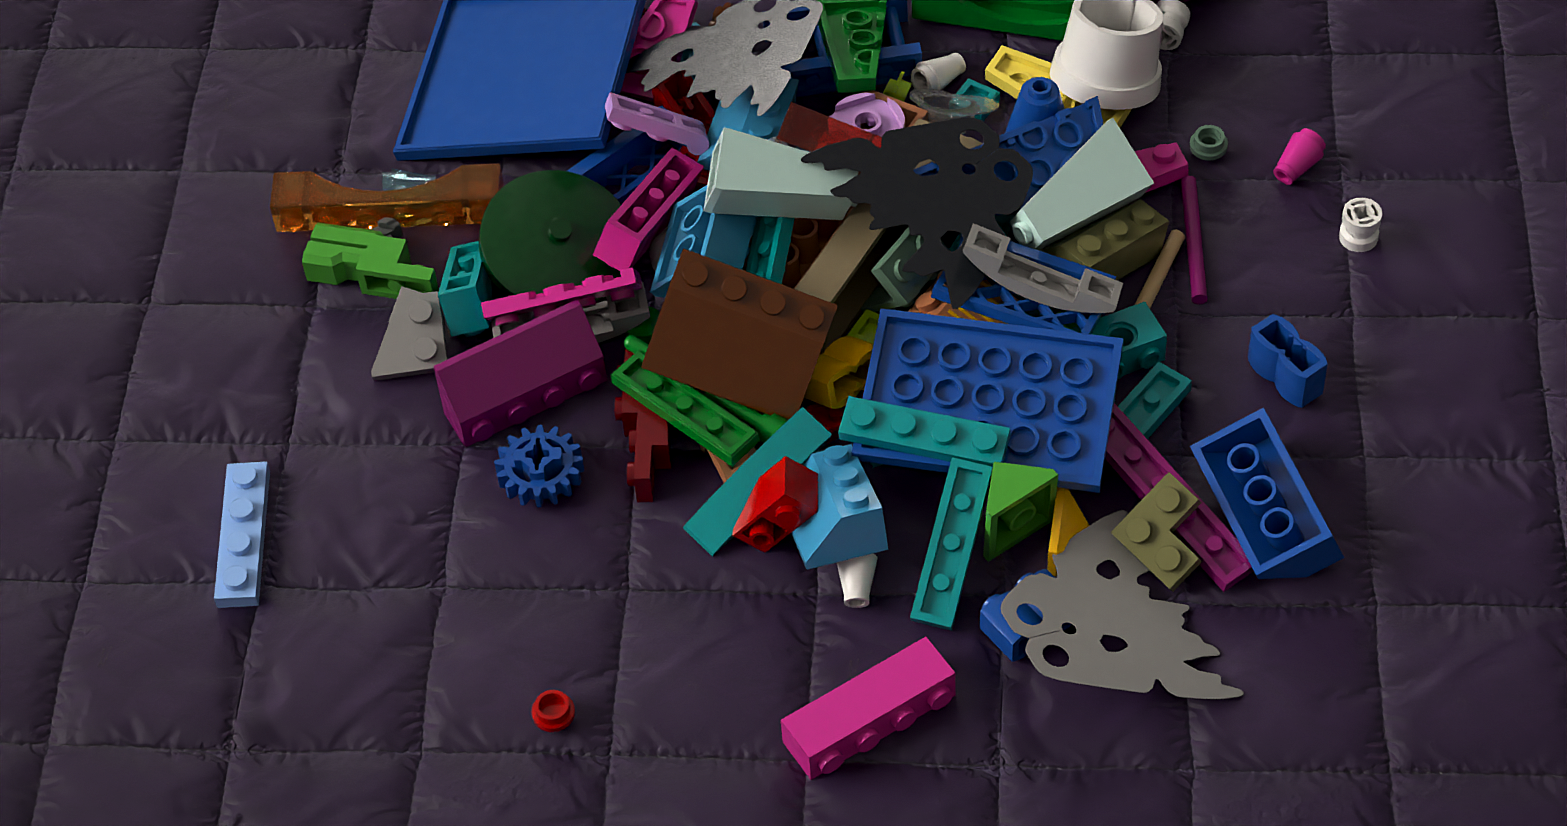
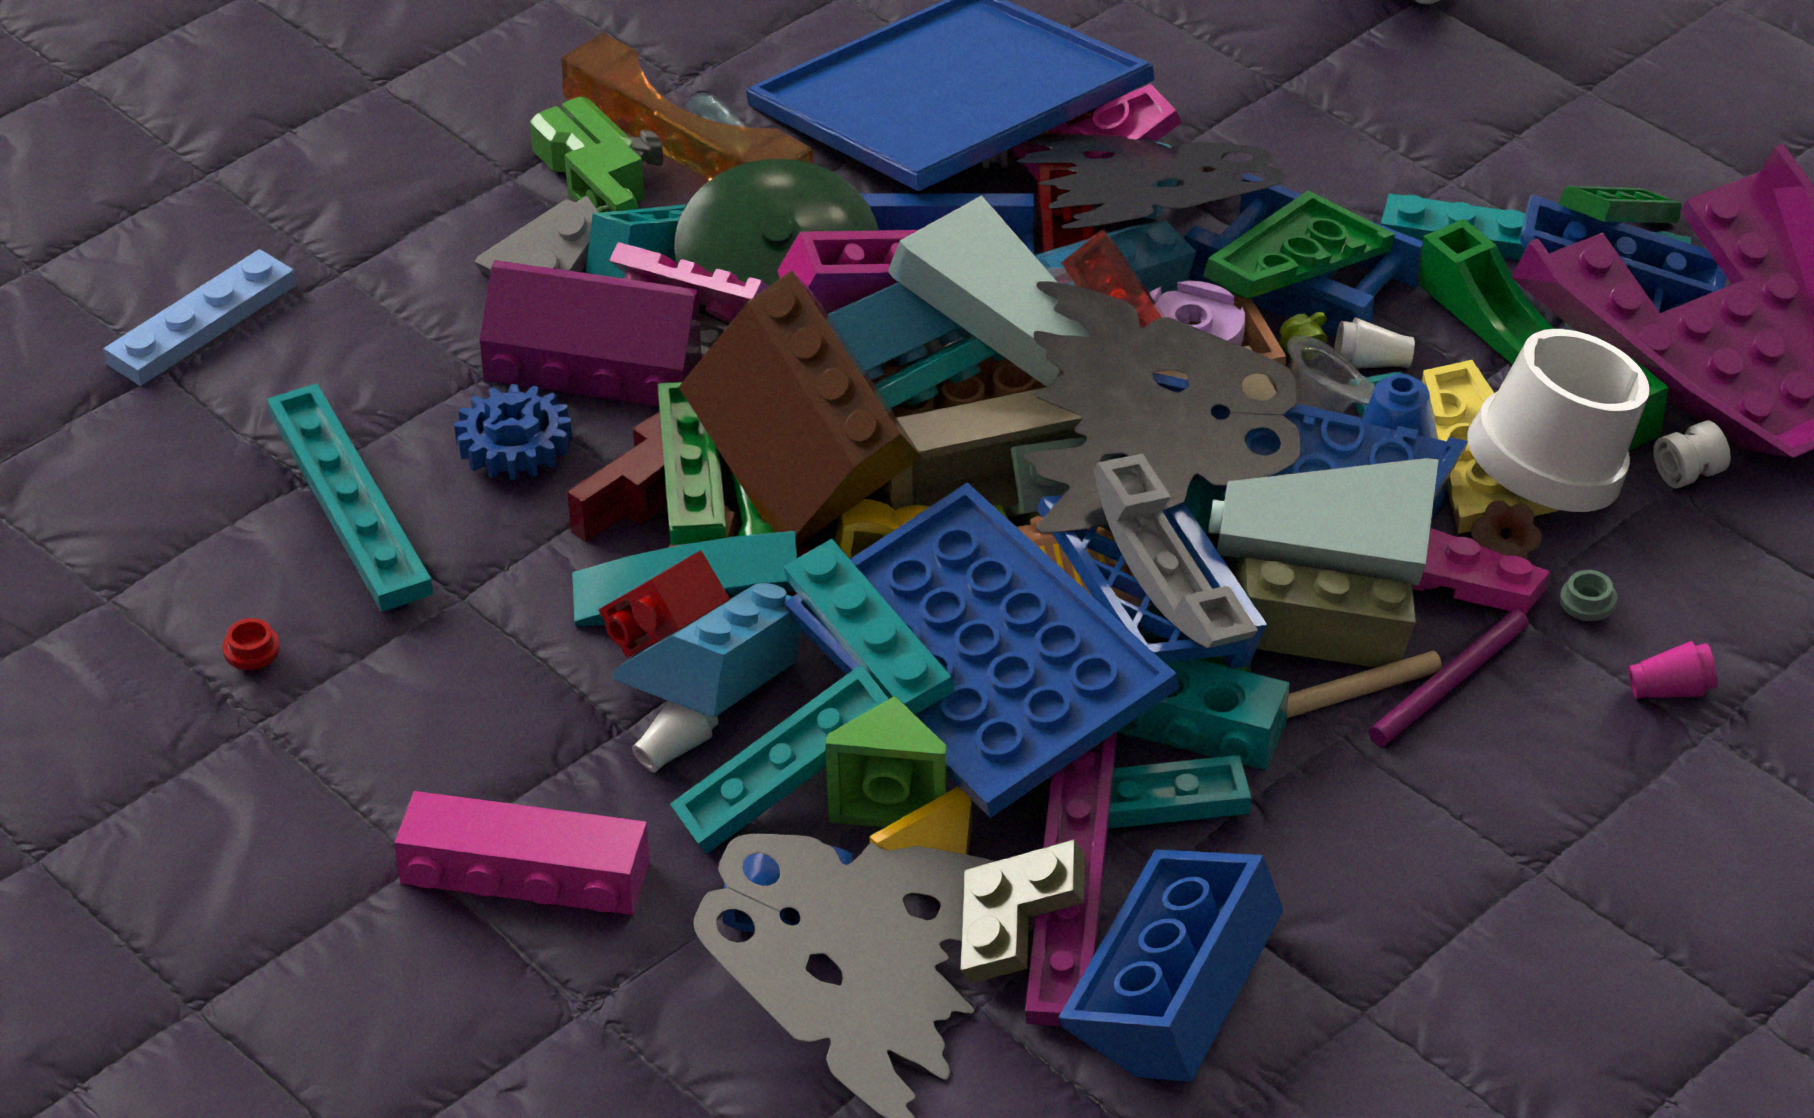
camera: 40 degrees right, 10 degrees down
(491, 577) = (350, 498): none -> teal plate
(656, 122) = (977, 174): lavender plate -> none
(1137, 131) = (1518, 518): none -> reddish brown plant
(1287, 360) = (1376, 847): blue brick -> none
(1360, 224) = (1654, 782): white wheel -> none

